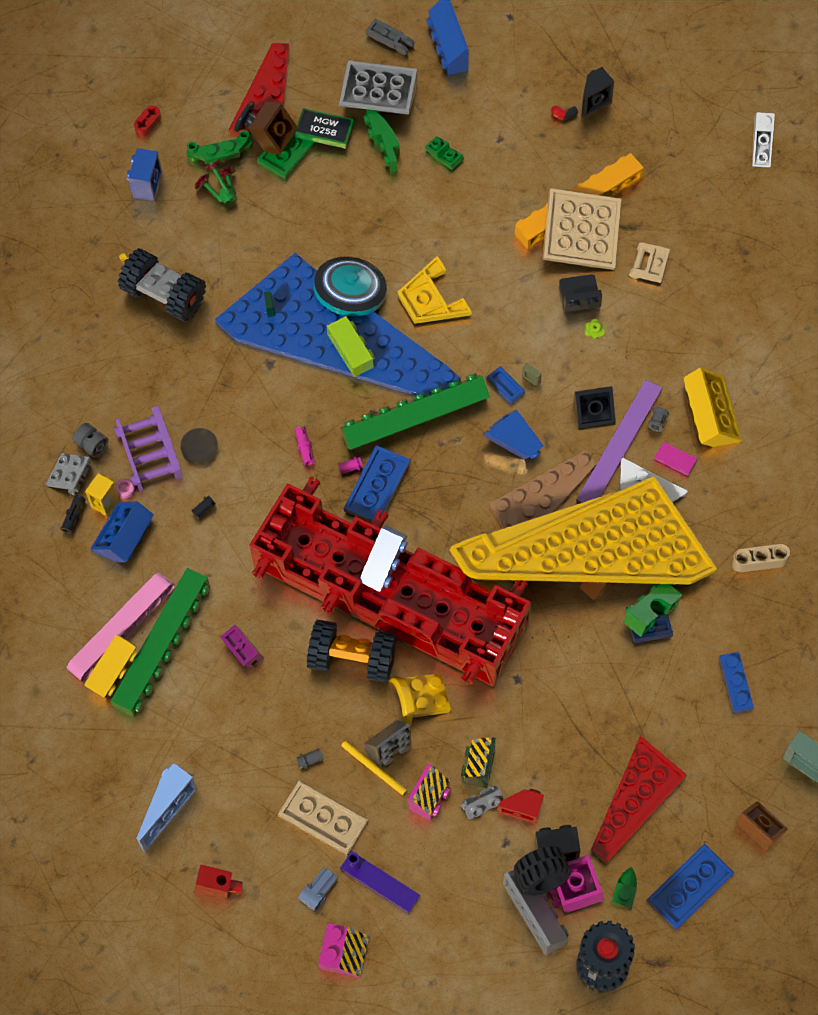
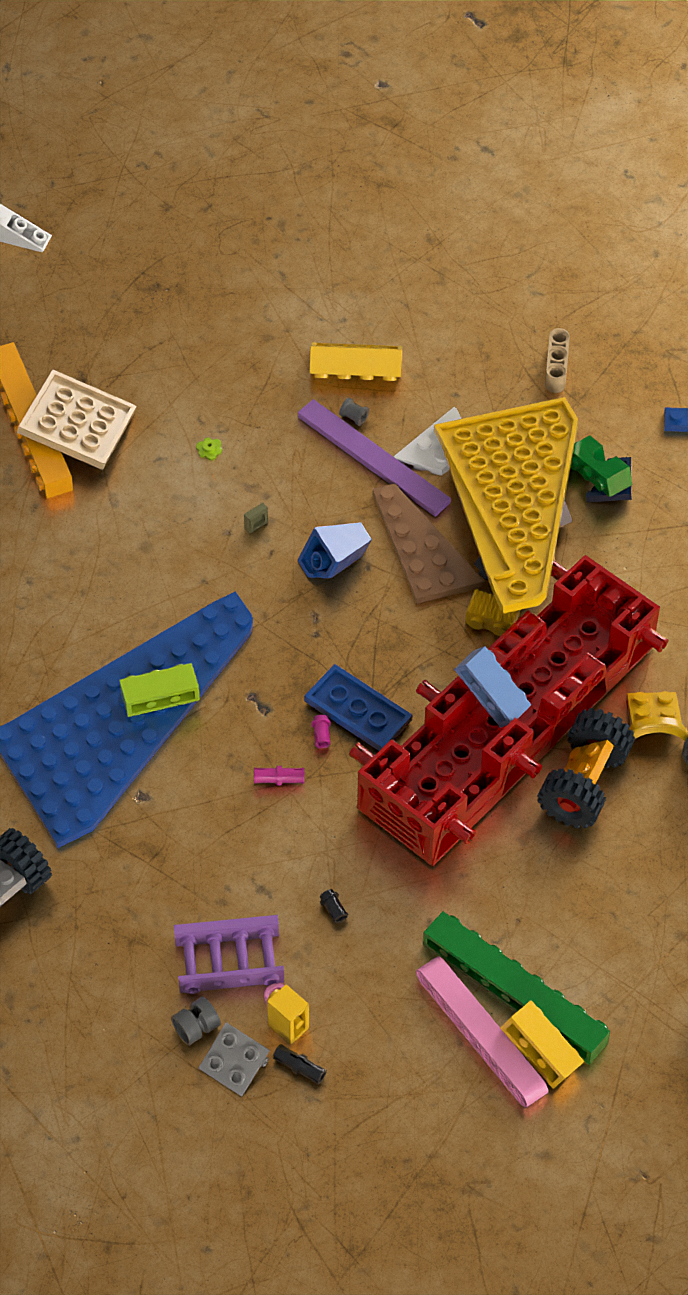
camera: 80 degrees left, 10 degrees down
(122, 531) = (344, 1007): blue slope -> none
(199, 445) = (240, 896): clear smoke tile -> none
(241, 646) = (545, 893): magenta hinge -> none
(269, 304) = (65, 767): dark green tile -> none
(350, 286) = (65, 678): dish -> none
(415, 411) = (272, 645): green brick -> none
(424, 300) = (110, 606): yellow wing -> none
(505, 385) = (258, 550): blue tile -> none
(580, 293) = (159, 447): black bracket -> none
(594, 407) = (321, 467): black slope -> none
(655, 265) = (144, 367): tan plate -> none
(675, 458) = (408, 409): dark pink tile -> none

